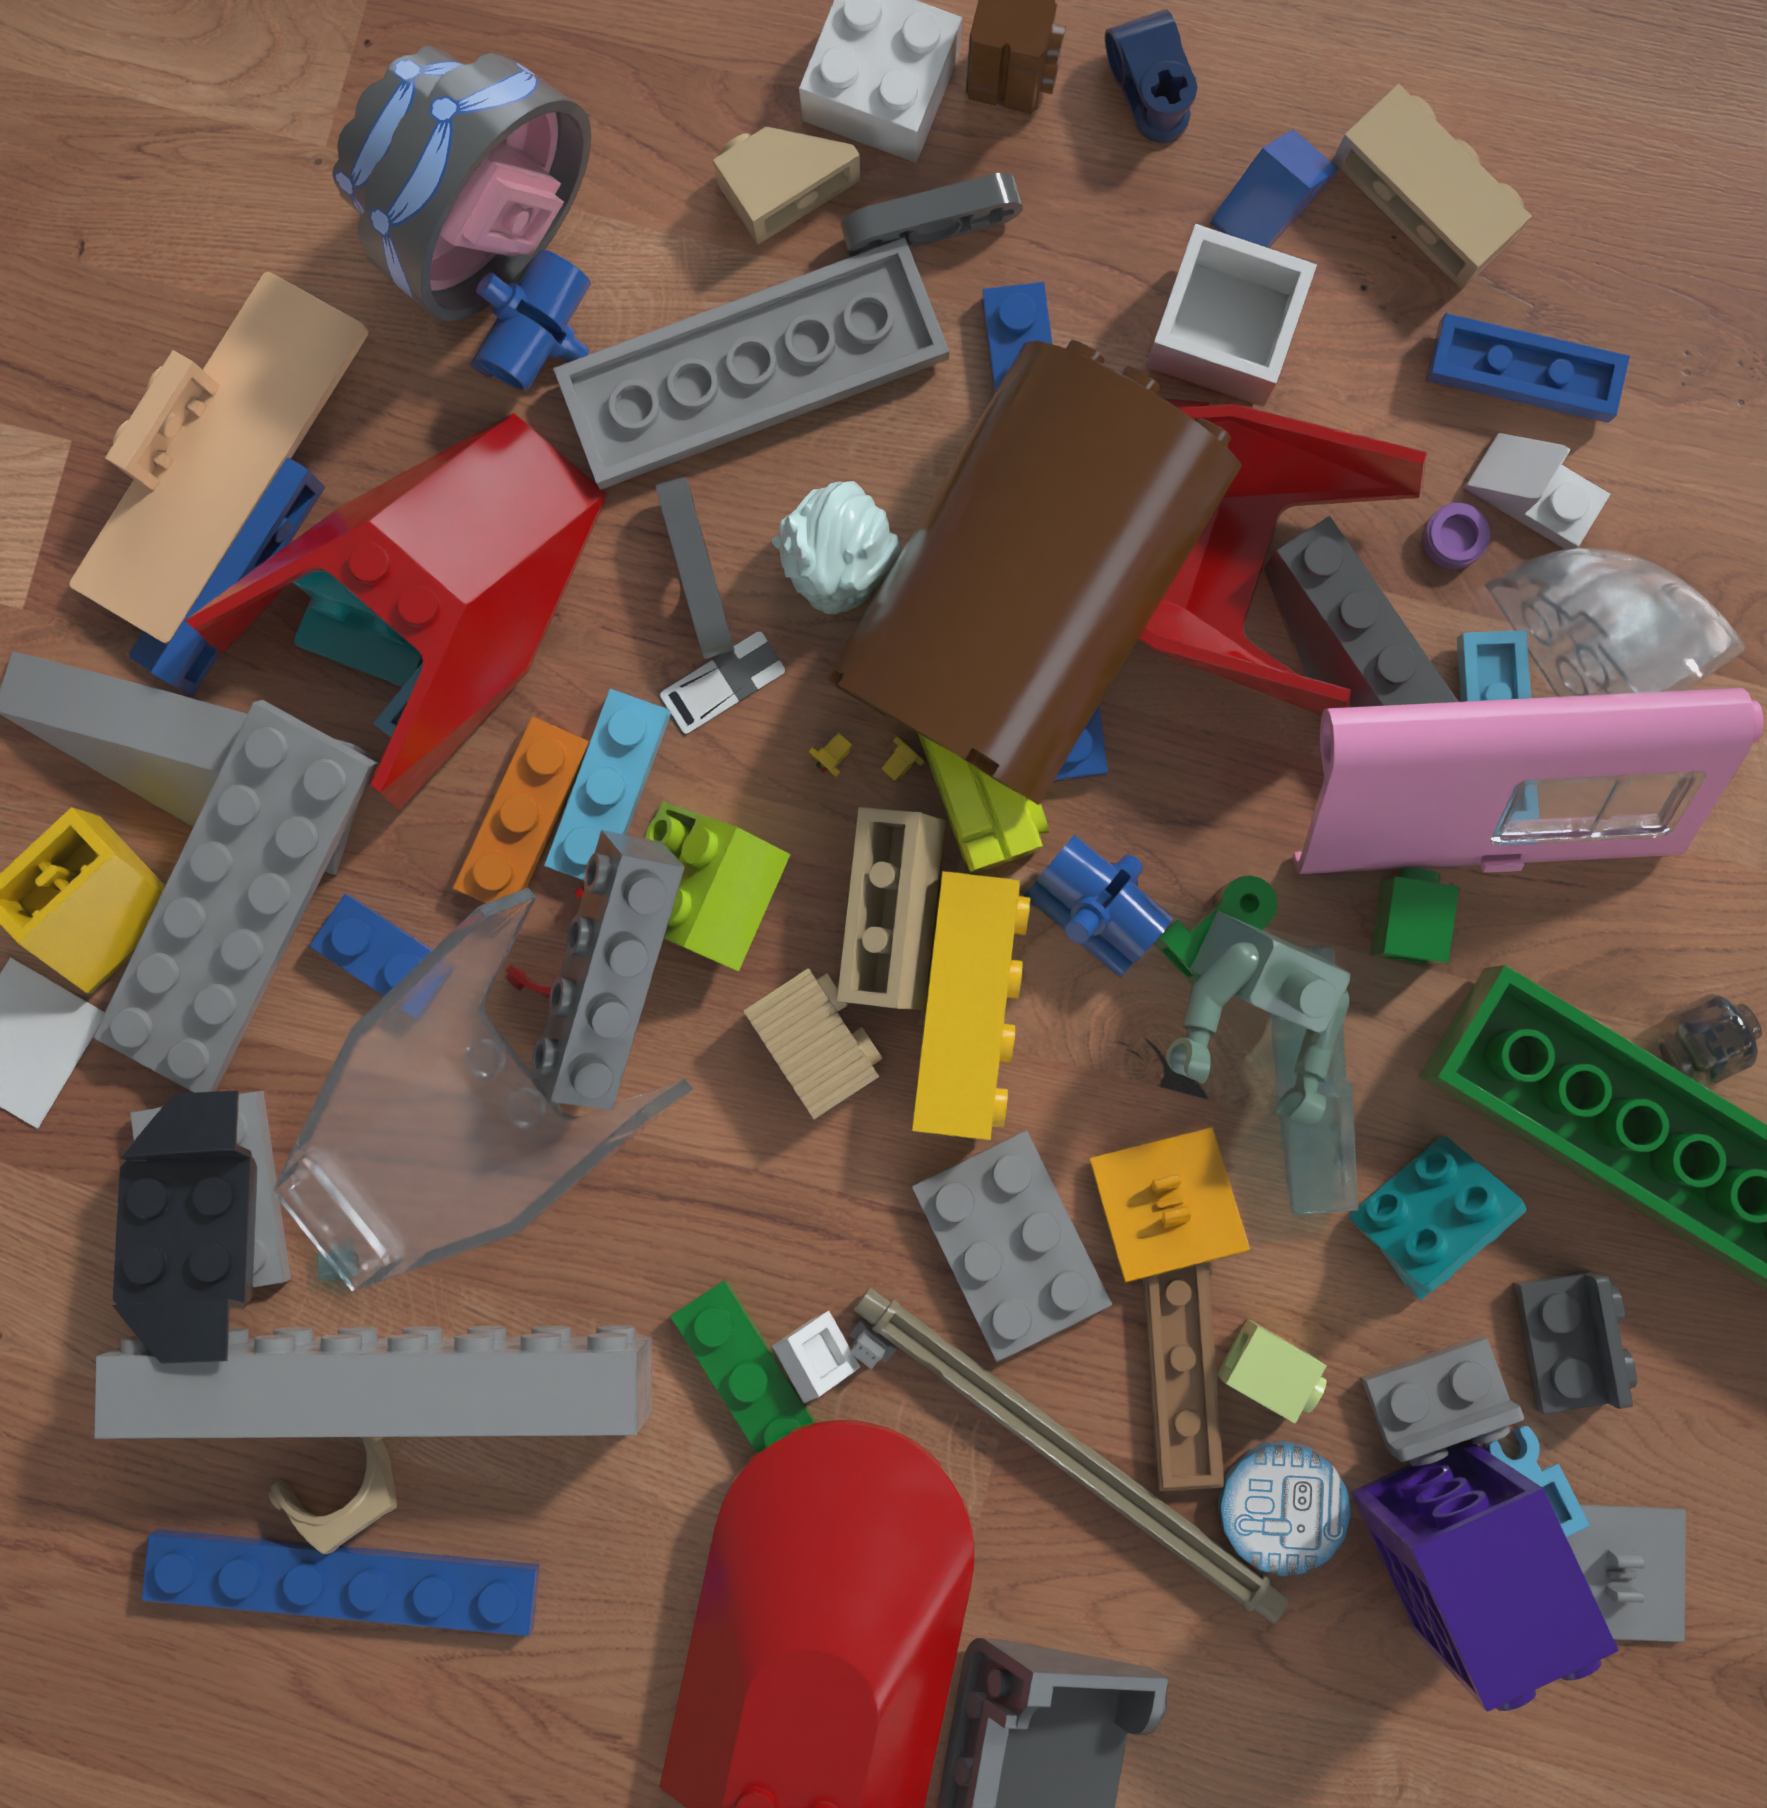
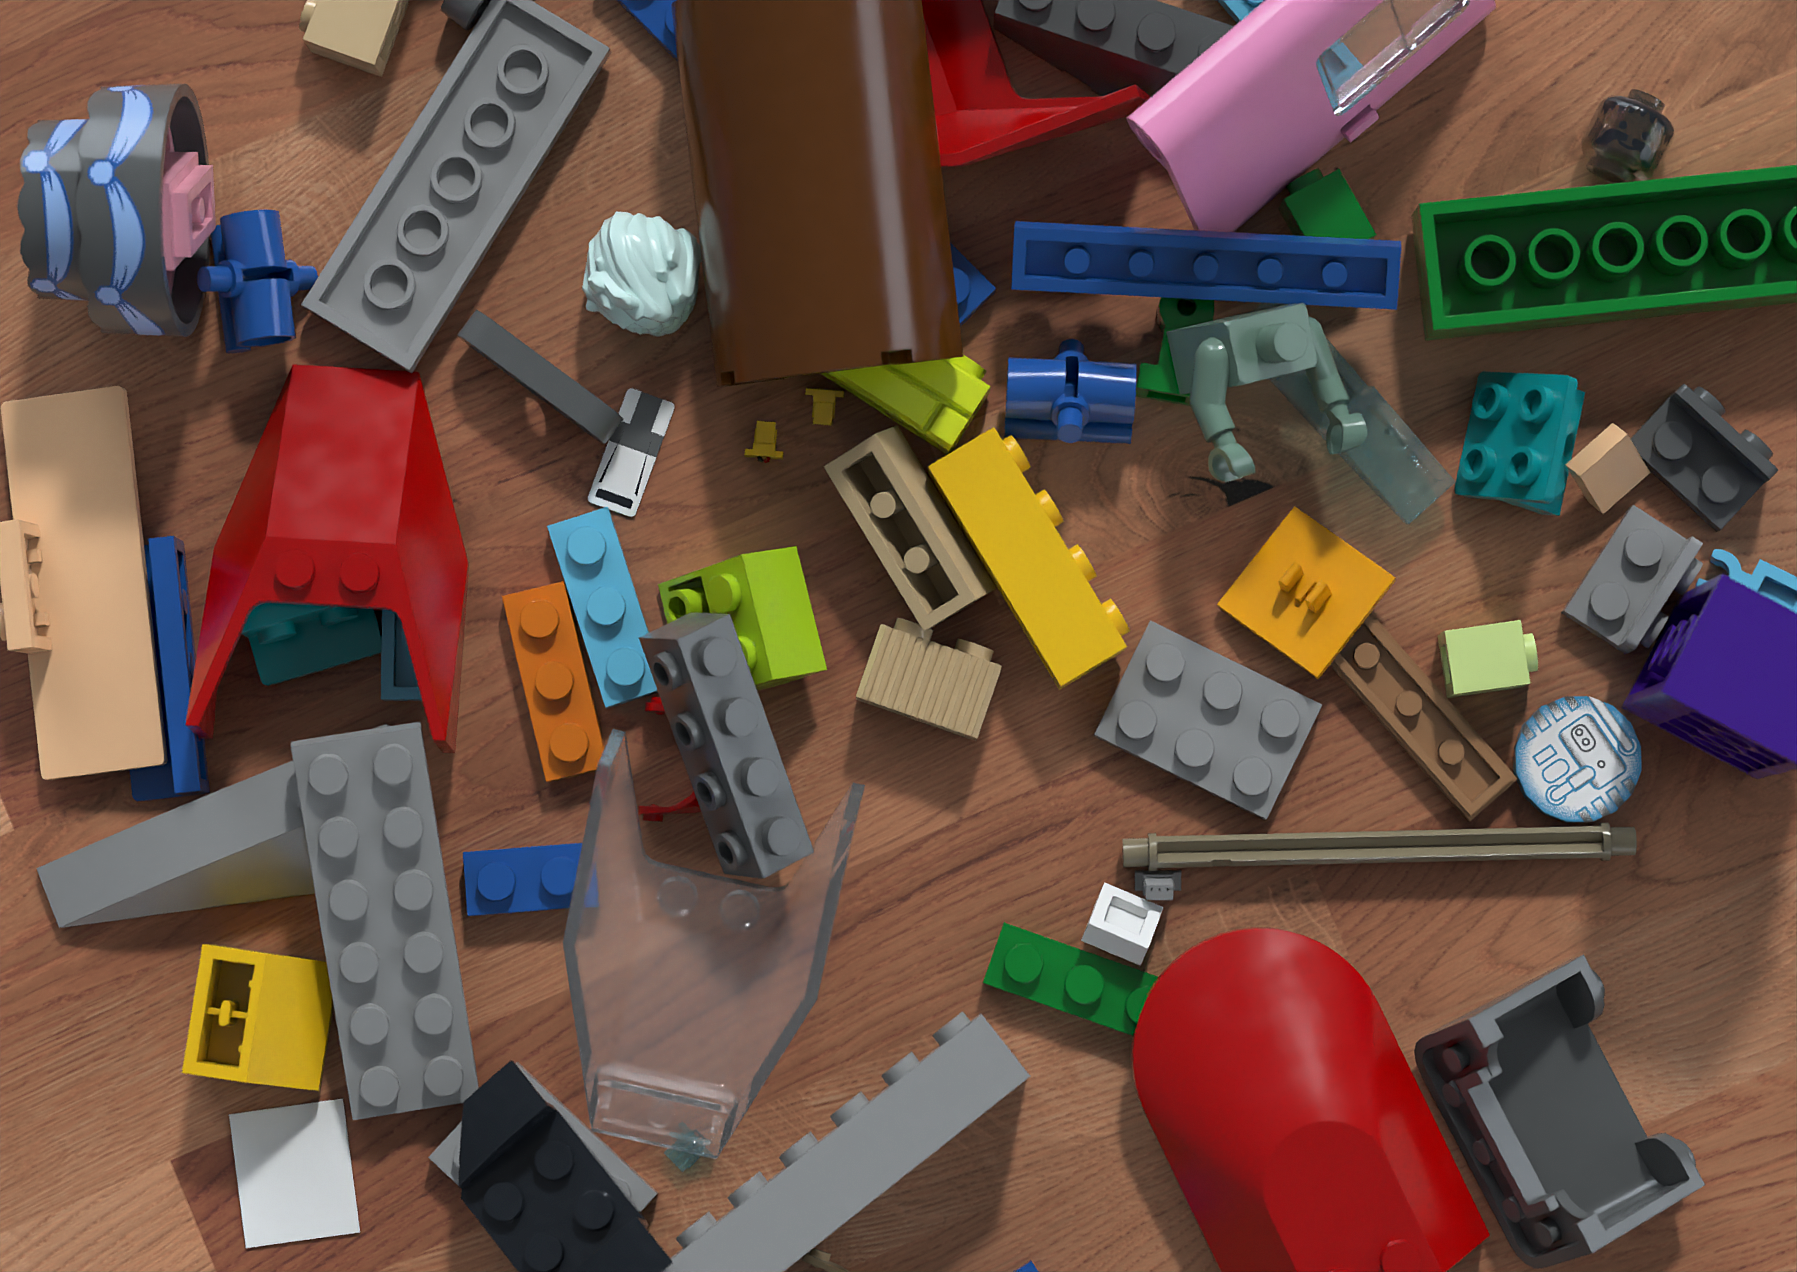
camera: 40 degrees left, 0 degrees up
(1293, 883) = (1206, 265): none -> blue plate
(1490, 1294) = (1607, 468): none -> light nougat tile

